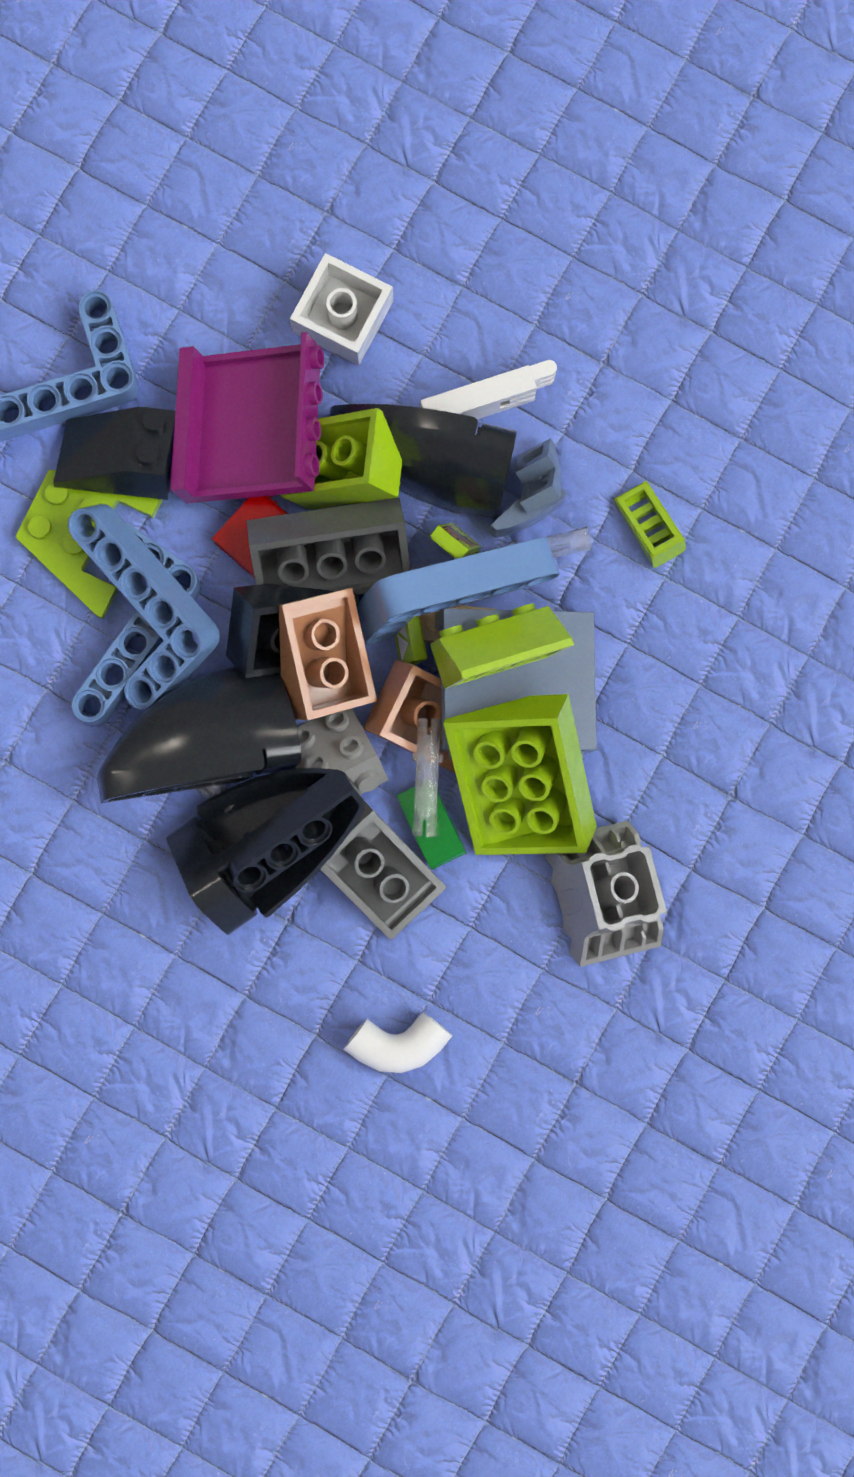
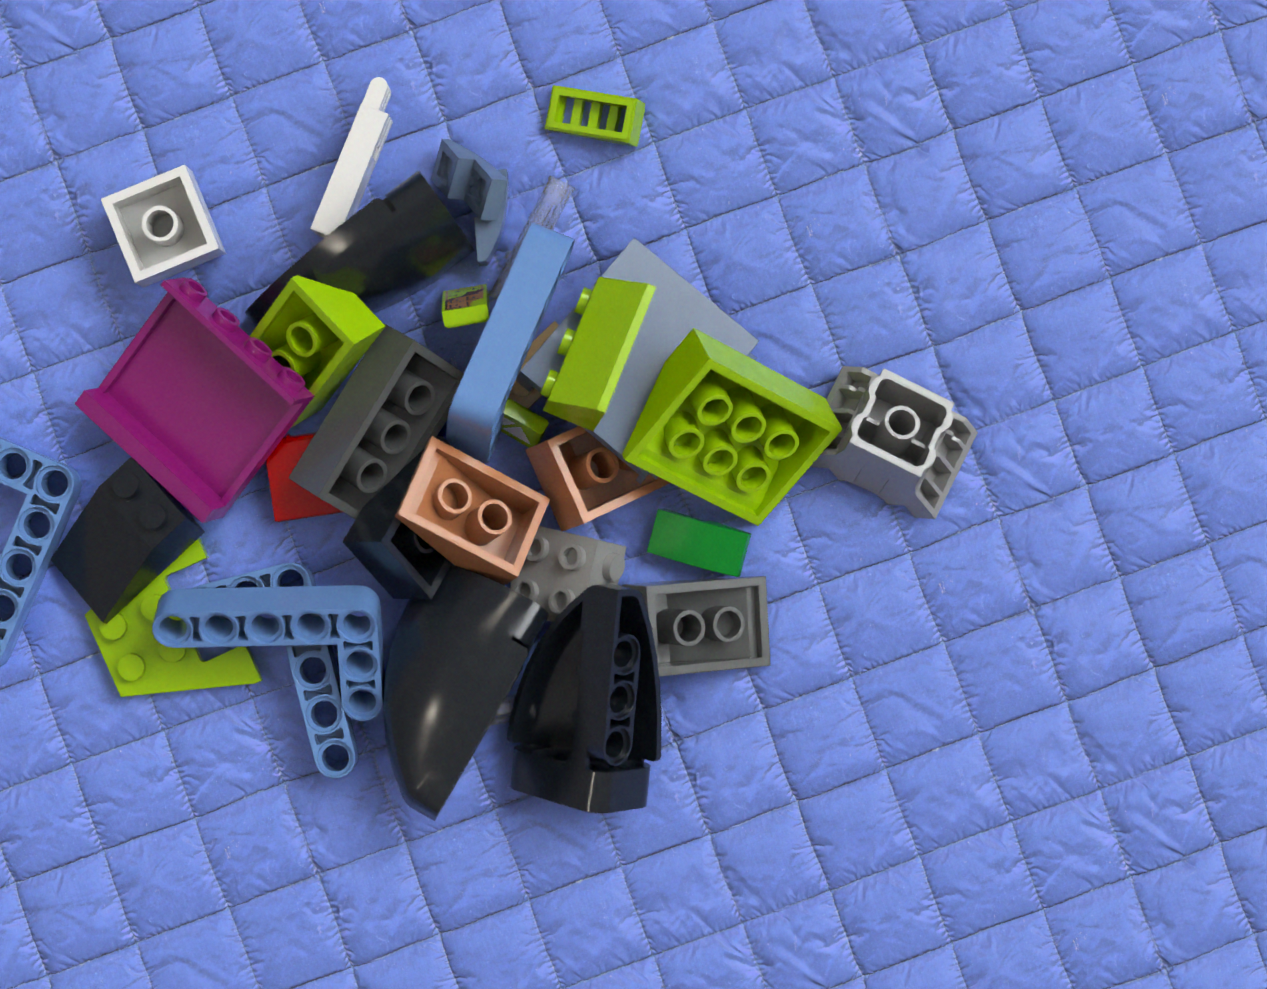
camera: 50 degrees left, 5 degrees up
(398, 1051) = (875, 740): white cylinder -> none
(426, 776) = (655, 512): clear pin -> none

